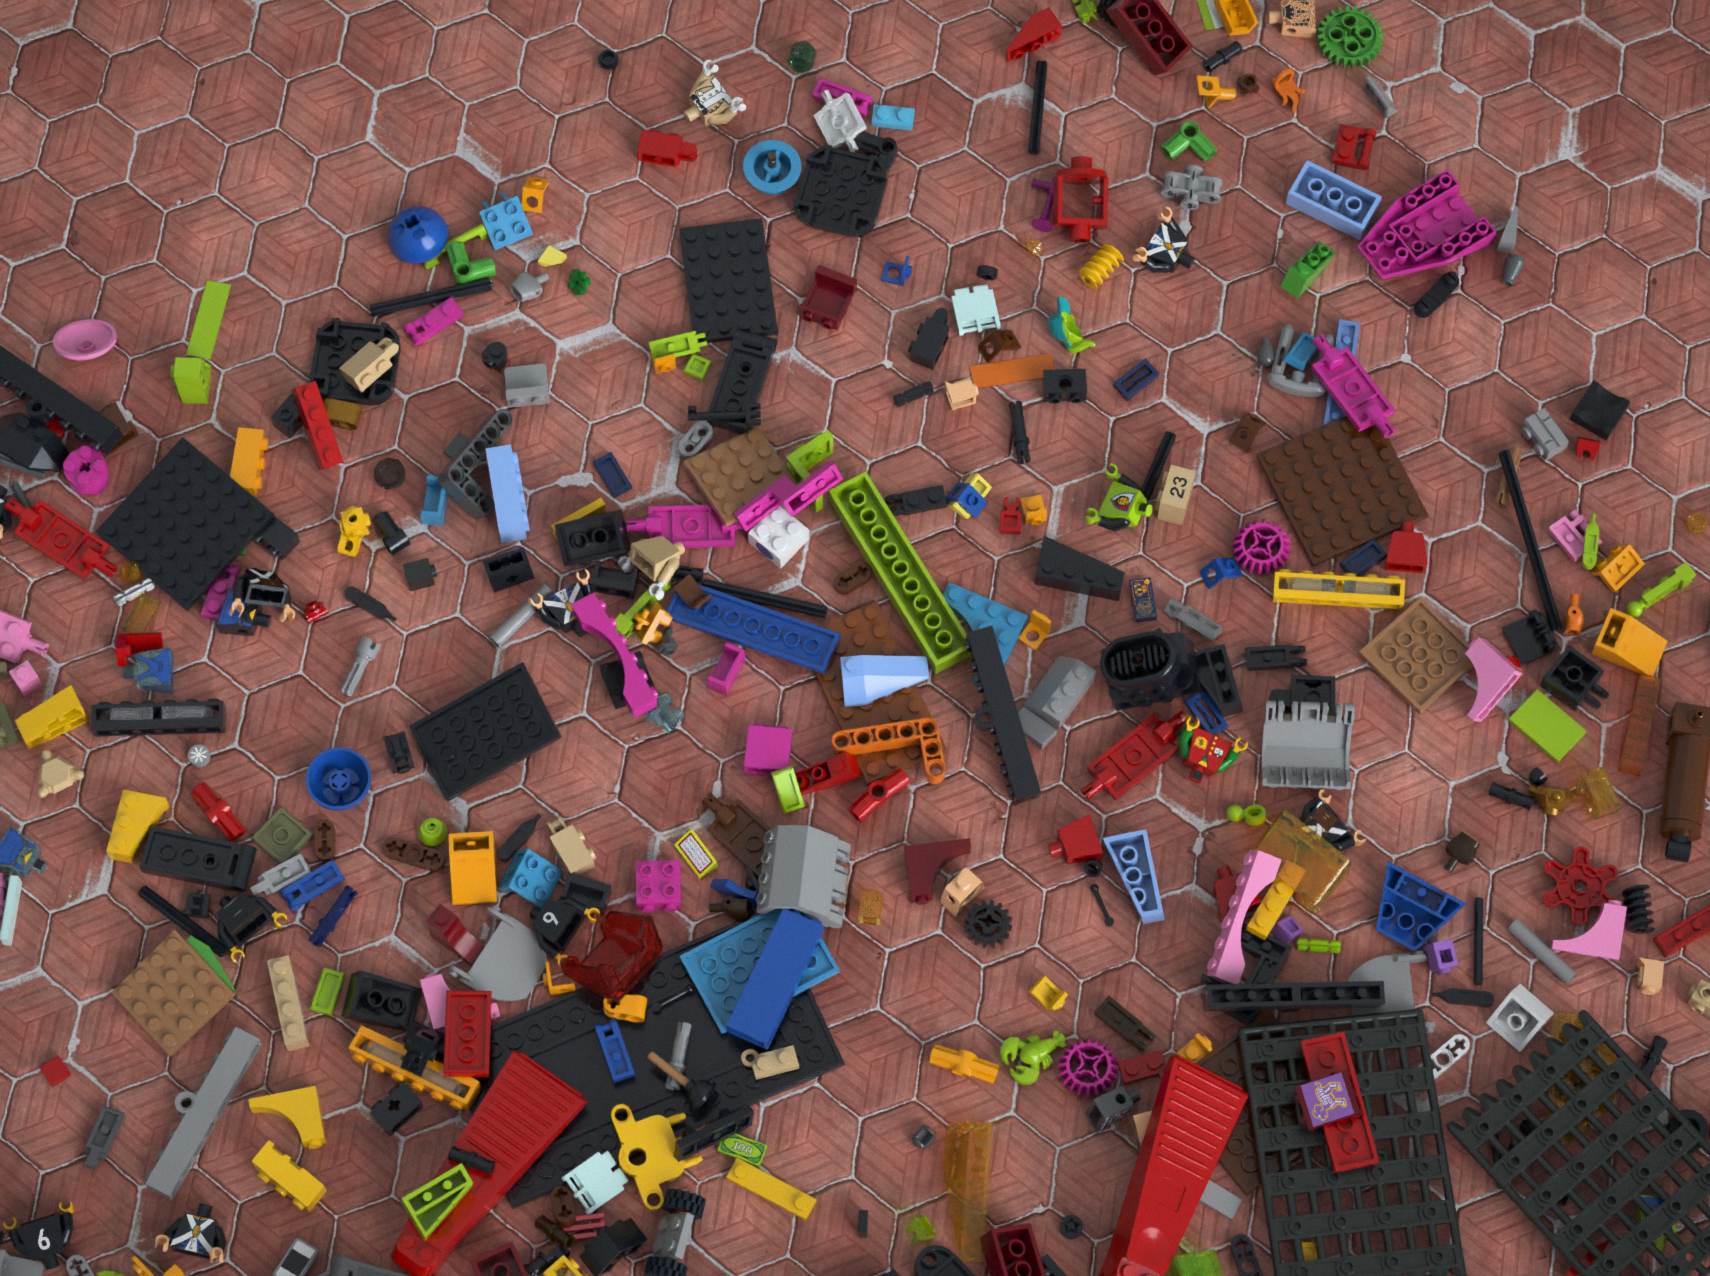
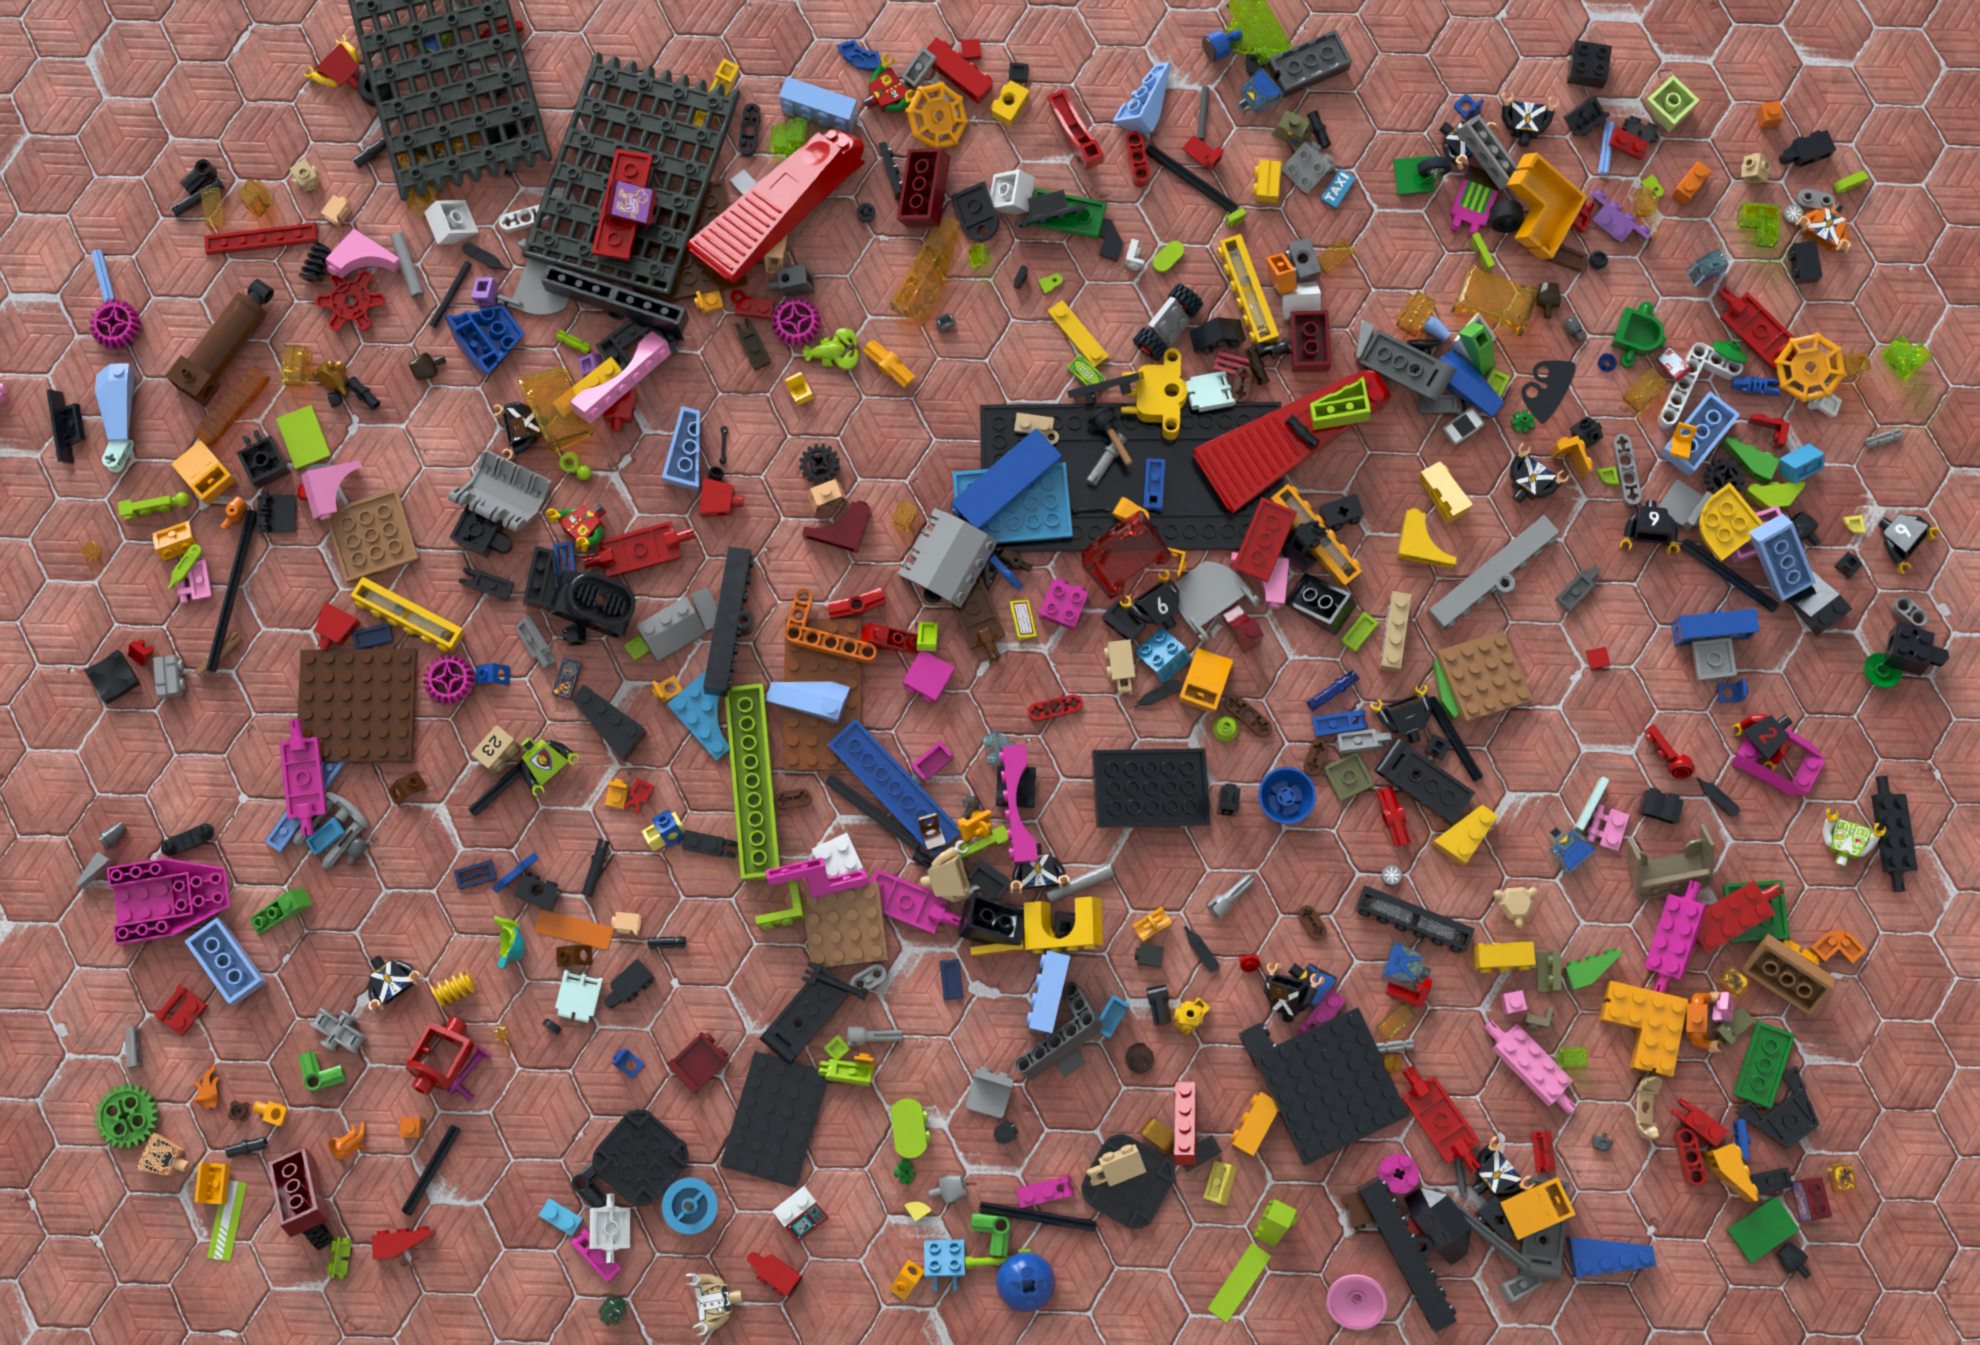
camera: 155 degrees left, 10 degrees up
(262, 397) = (1220, 1183): none -> light yellow slope
(267, 672) = (1315, 919): none -> reddish brown beam
(429, 603) = (1152, 924): none -> light orange hips
(539, 545) = (1085, 933): none -> yellow arch
(592, 322) = (909, 1128): none -> lime brick
(623, 769) = (1040, 706): none -> red beam
(664, 208) = (801, 1214): none -> slope
(679, 384) = (859, 1036): none -> light grey piece
(831, 1233) = (1047, 283): none -> lime piece
(1074, 132) = (411, 1127): none -> orange brick
(1088, 656) = (637, 648): none -> lime tile
(1096, 394) = (506, 880): none -> blue tile
(1125, 96) = (348, 1143): none -> orange piece

